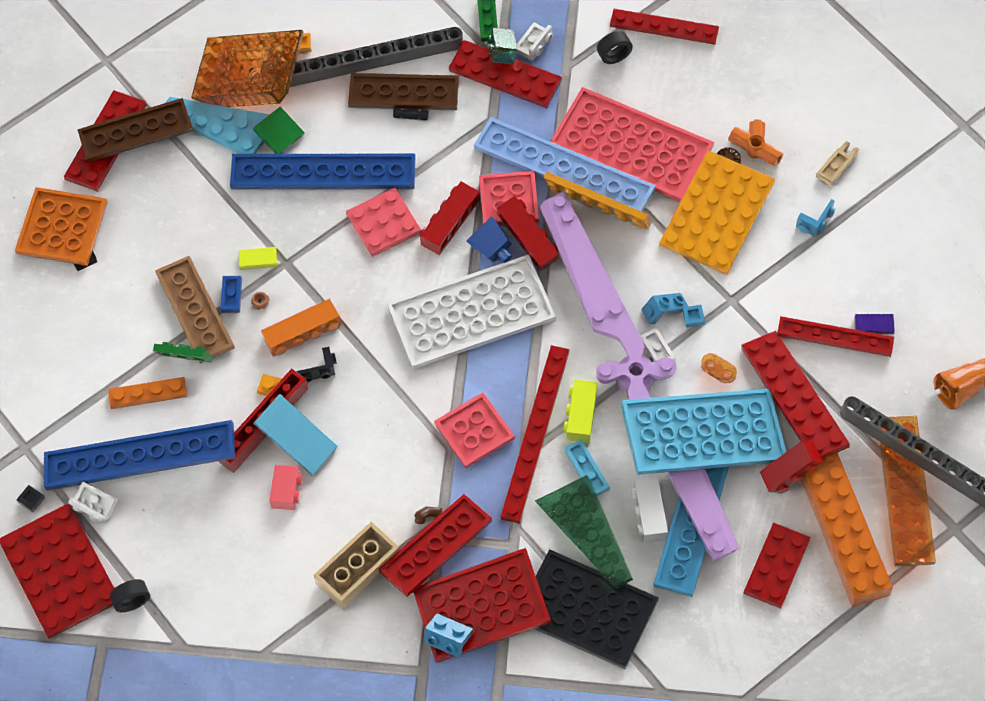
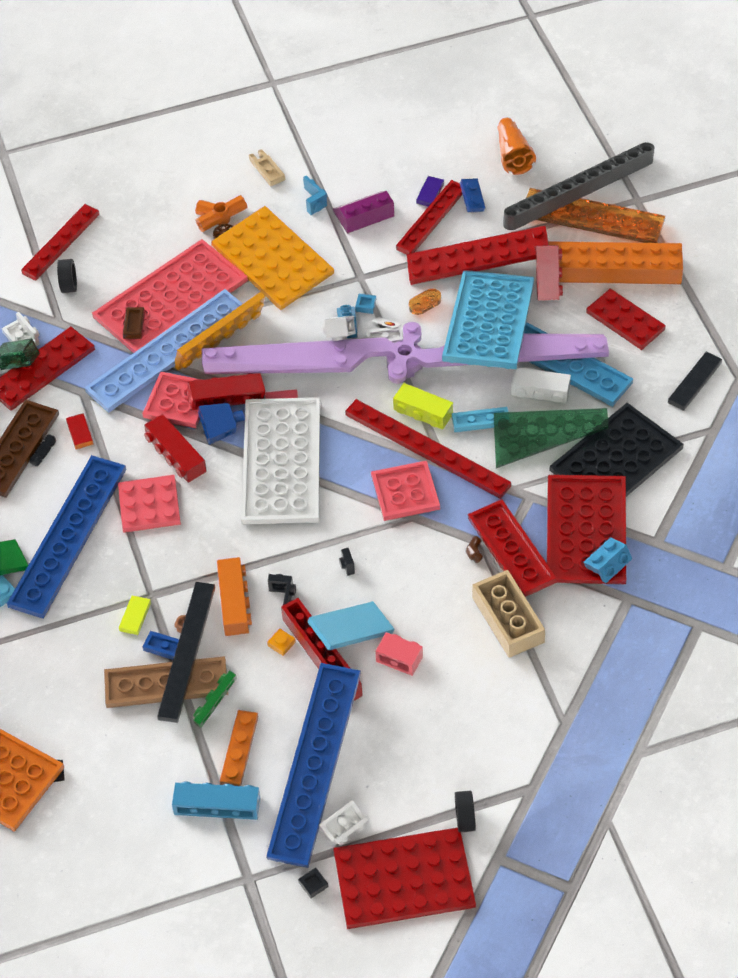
camera: 70 degrees left, 10 degrees down
(86, 393) = (216, 800): none -> dark azure brick
(226, 312) = (186, 652): none -> black tile
(372, 408) = (346, 561): none -> black plate
(443, 134) = (79, 431): none -> red tile
(552, 284) = (281, 394): none -> coral sticker
(581, 125) = (133, 323): none -> reddish brown tile
(635, 299) = (339, 327): none -> white brick
(676, 342) = (391, 324): none -> white sticker
(719, 656) = (694, 381): none -> black tile
(817, 271) = (365, 211): none -> magenta slope
(881, 364) = (472, 195): none -> blue plate

